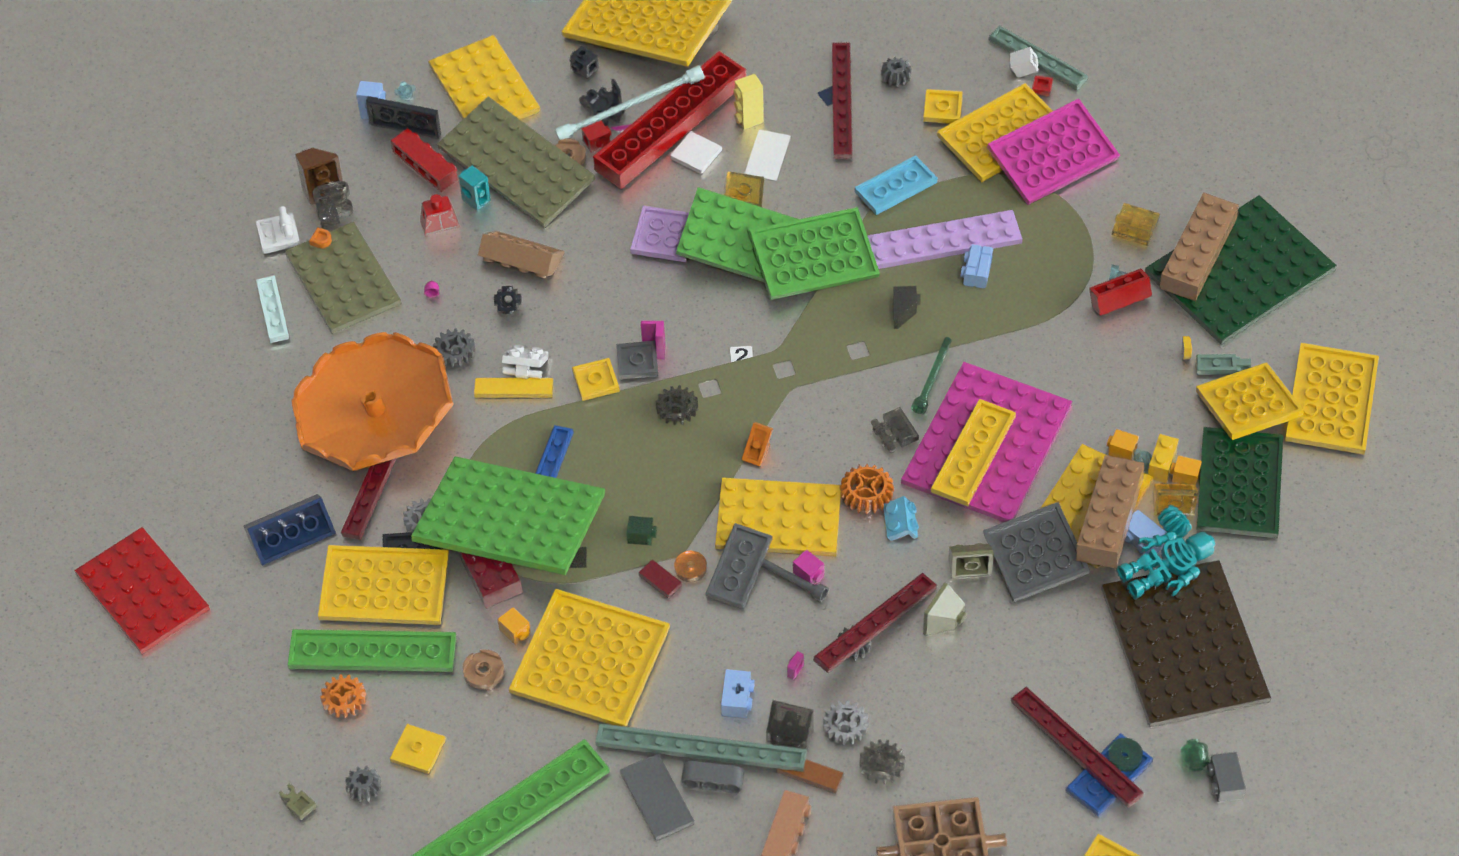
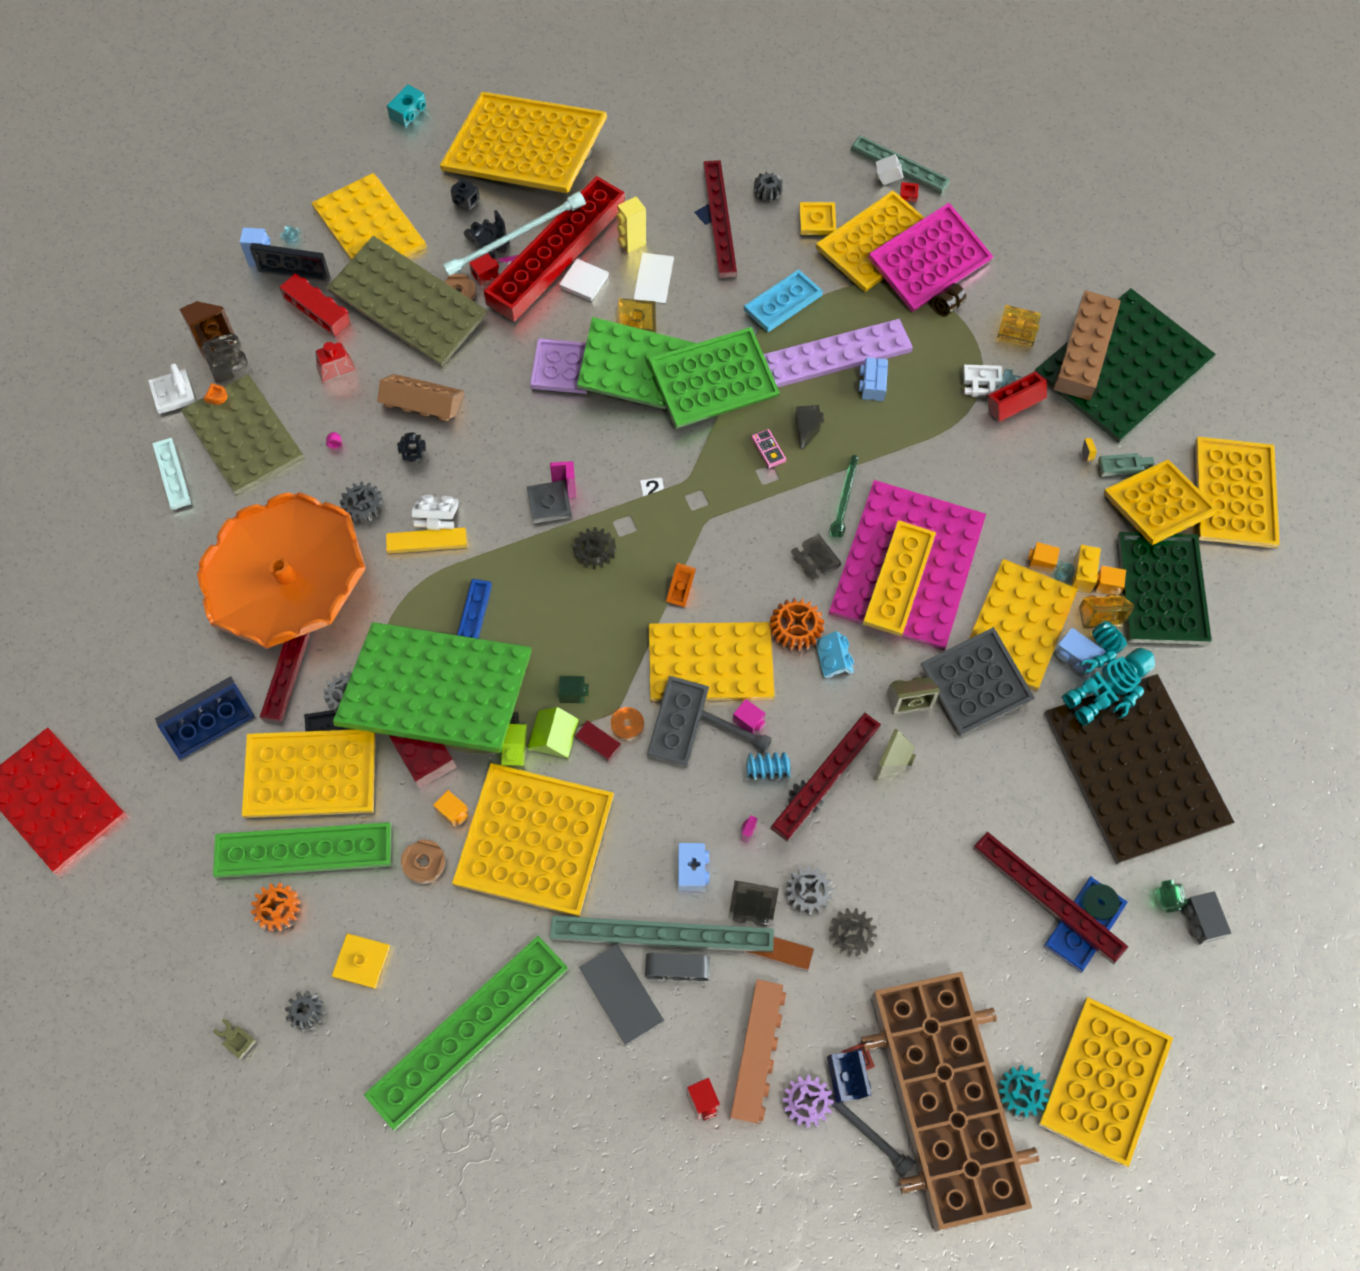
camera: 10 degrees left, 10 degrees up
(474, 187) = (367, 331): teal brick -> none
(579, 576) = (514, 746): none -> lime slope
(595, 379) = (509, 525): yellow plate -> none
(618, 567) = (553, 732): none -> lime slope
(821, 611) = (768, 765): none -> medium azure piece
(862, 325) = (768, 448): none -> tile
(1066, 194) = (949, 299): none -> dark brown wheel
(1088, 270) = (981, 375): none -> white plate
(1110, 511) = (1048, 635): medium nougat brick -> none

